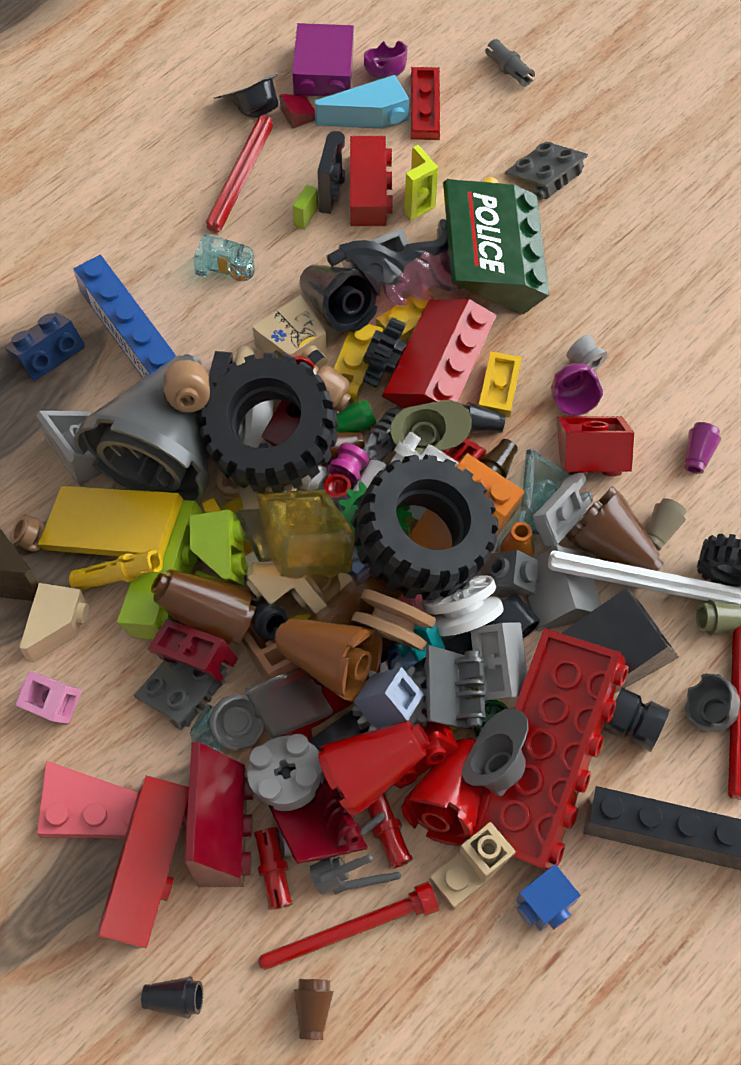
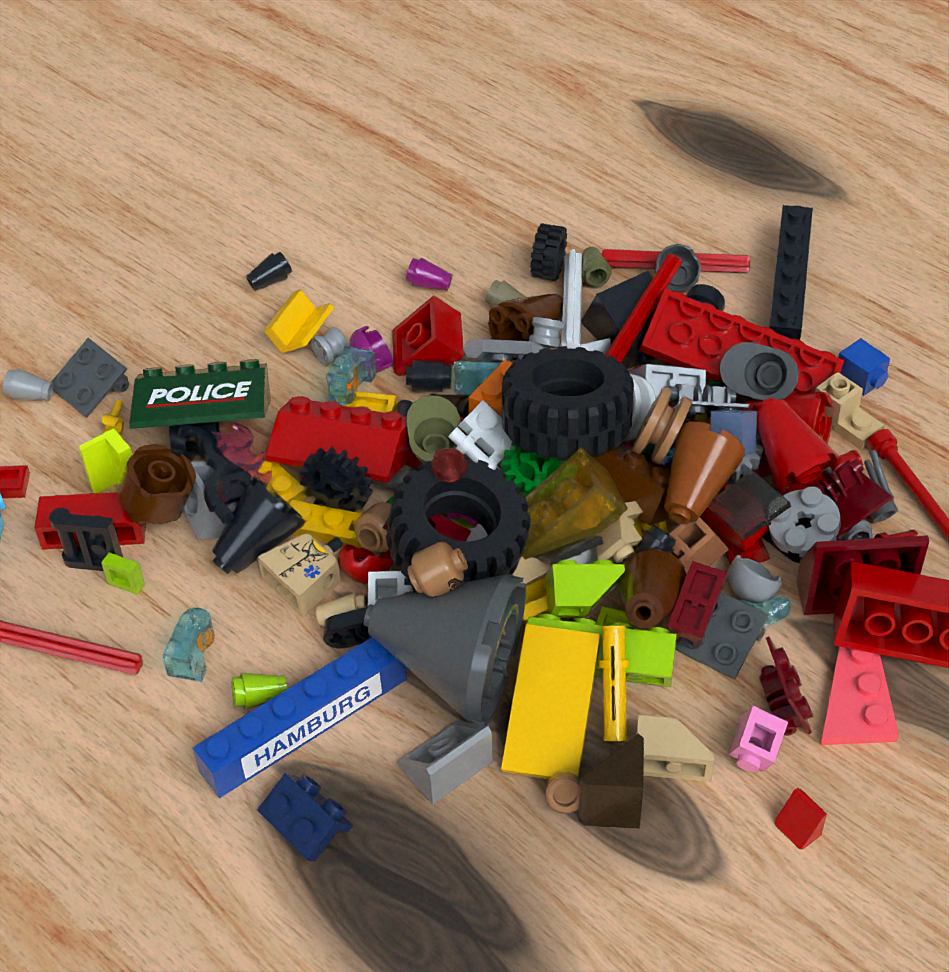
camera: 90 degrees left, 15 degrees down
(93, 728) = (783, 692): none -> dark red hinge
(171, 306) = (256, 689): none -> lime cone
(310, 402) = (449, 471): none -> clear red plate
(385, 192) = (156, 485): none -> reddish brown brick
(528, 362) = (348, 373): none -> clear light blue leg
(537, 120) = (26, 386): none -> light grey cone
(543, 437) = (429, 375): none -> black brick
(570, 535) = (546, 332): none -> light grey wheel
(602, 636) = (644, 307): none -> red axle
(621, 325) = (296, 322): none -> yellow panel
(703, 303) = (269, 271): none -> black cone

